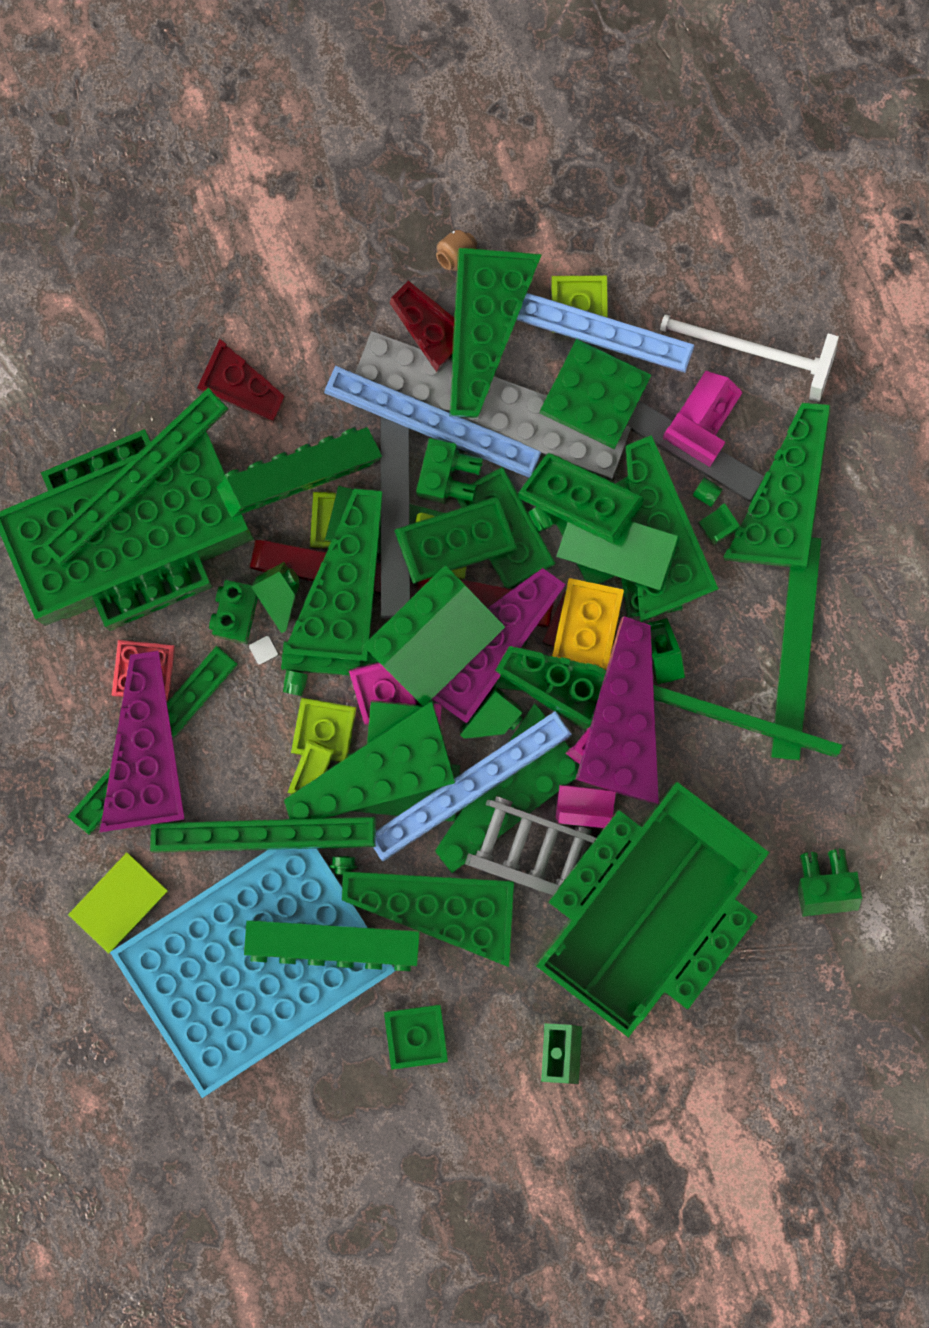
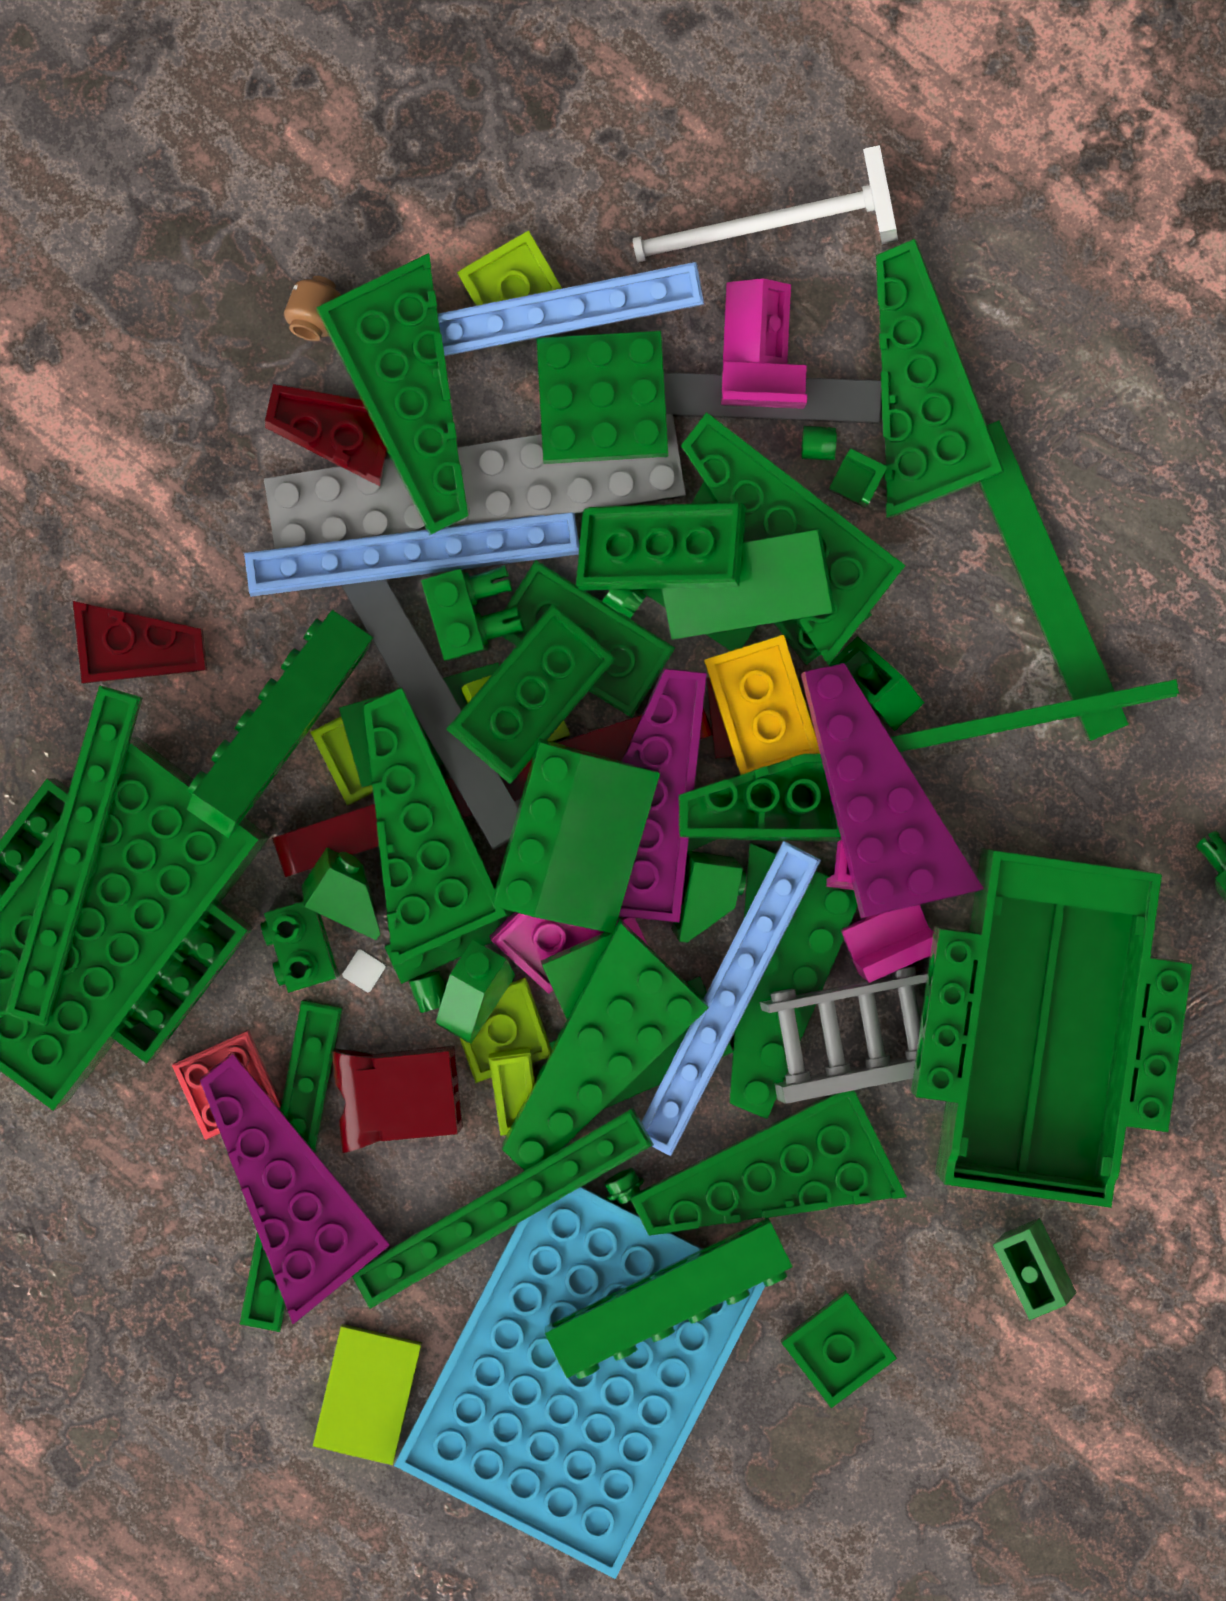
camera: 25 degrees left, 5 degrees up
(240, 732) = (397, 1095): none -> dark red piece
(321, 695) = (473, 991): none -> green slope

